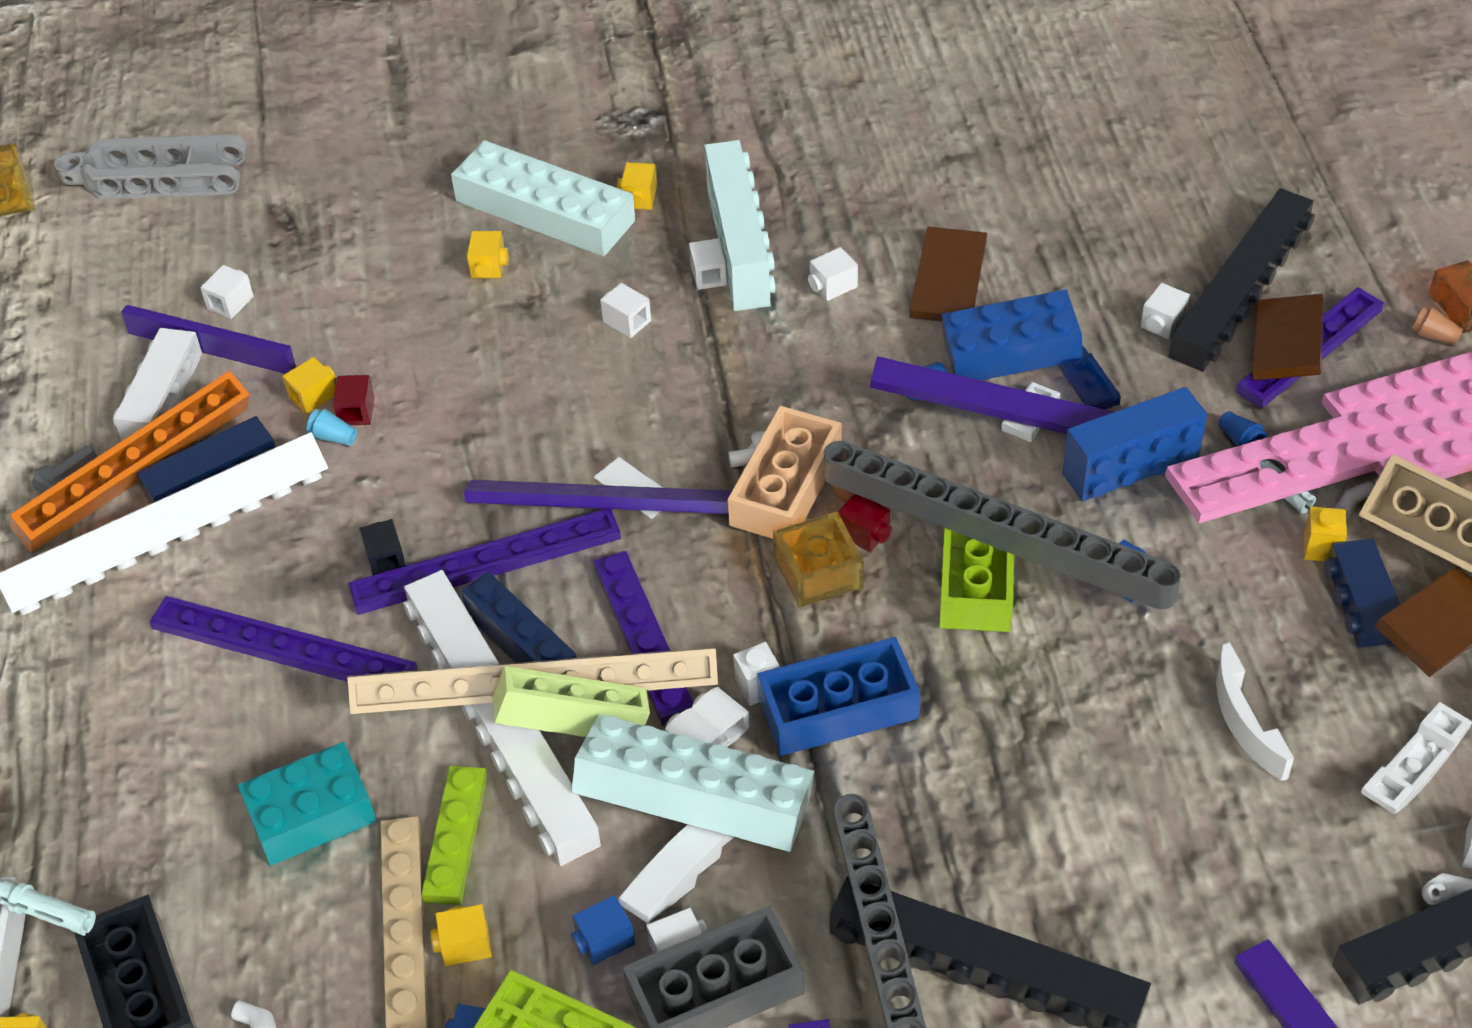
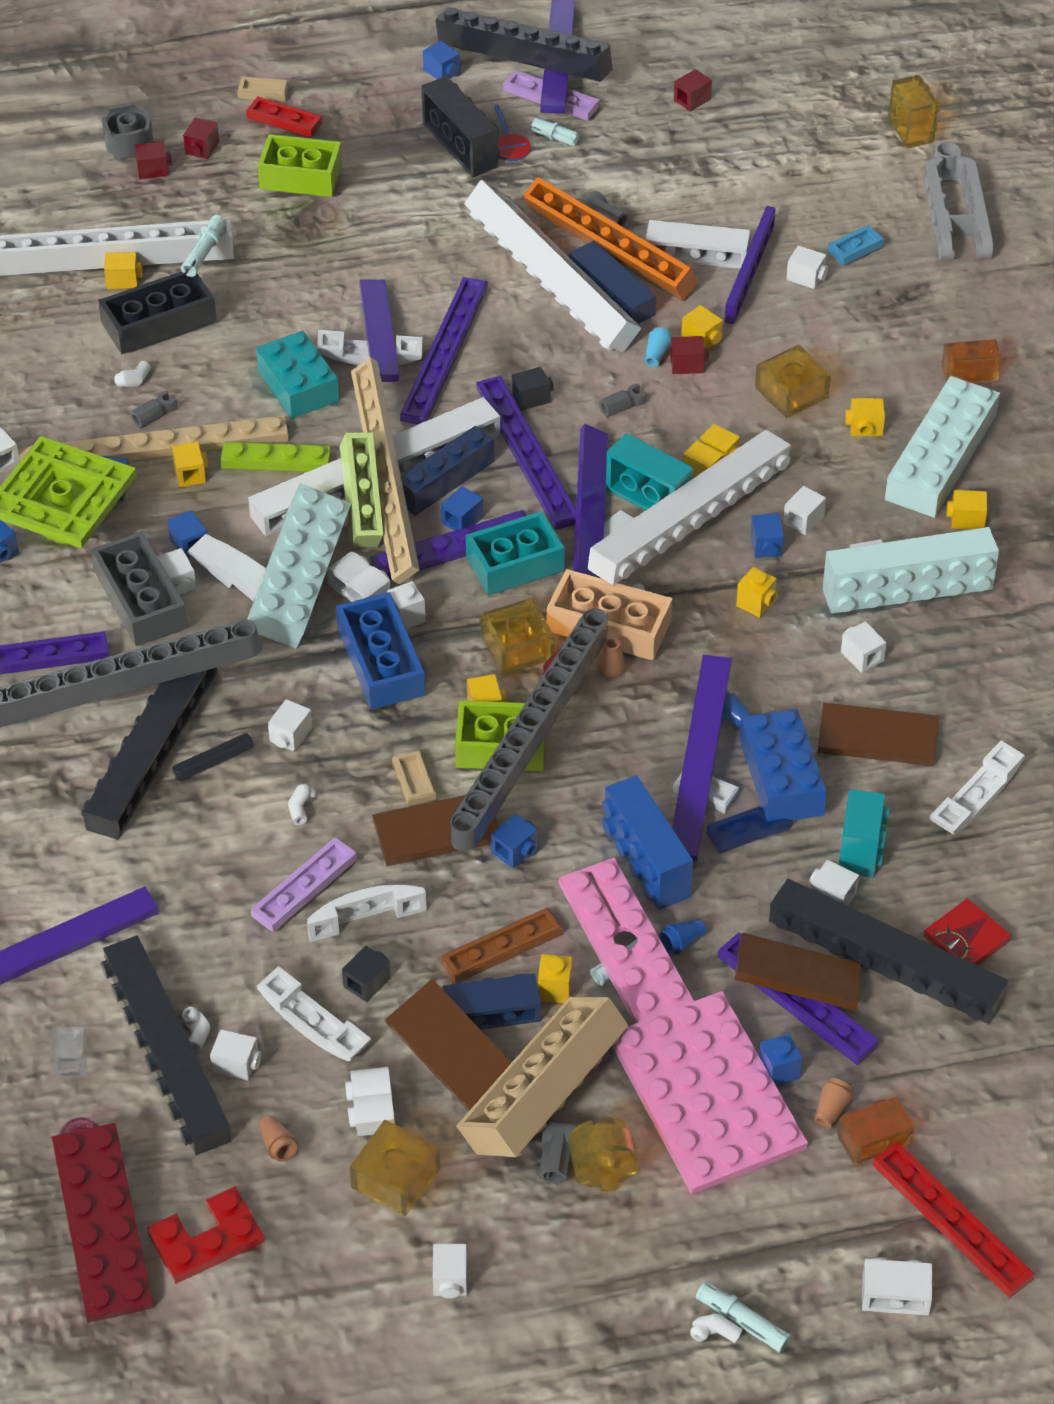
camera: 85 degrees right, 0 degrees up
(198, 251) = (855, 245): none -> dark azure plate
(236, 710) = (379, 327): none -> dark purple tile
(272, 720) = (356, 351): none -> white slope
(336, 993) = (153, 409): none -> dark grey bar
(416, 466) = (622, 400): none -> dark grey bar
(417, 169) = (972, 360): none -> clear orange brick
(425, 305) = (792, 381): none -> clear yellow brick
(522, 376) = (719, 445): none -> yellow piece
(572, 428) = (643, 472): none -> teal brick
(591, 619) = (462, 509): none -> blue brick
(634, 392) = (688, 507): none -> white brick
(663, 342) = (766, 535): none -> blue brick
(679, 561) = (515, 553): none -> teal brick
(751, 351) = (756, 592): none -> yellow brick
(910, 597) = (485, 689): none -> yellow brick
(958, 797) = (290, 725): none -> white brick
(1006, 889) = (212, 757): none -> black axle
(1024, 207) = (980, 790): none -> white slope
(1028, 673) = (414, 778): none -> tan tile
(1077, 790) = (302, 794): none -> white arm
(1106, 277) = (863, 832): none -> teal brick
(1107, 651) = (420, 831): none -> reddish brown tile
(1208, 226) = (967, 933): none -> red tile
(1213, 778) = (303, 884): none -> lavender plate
(1272, 591) = (501, 945): none -> dark orange tile
(1342, 709) = (366, 973): none -> black brick
(1398, 354) = (781, 1059): none -> blue brick

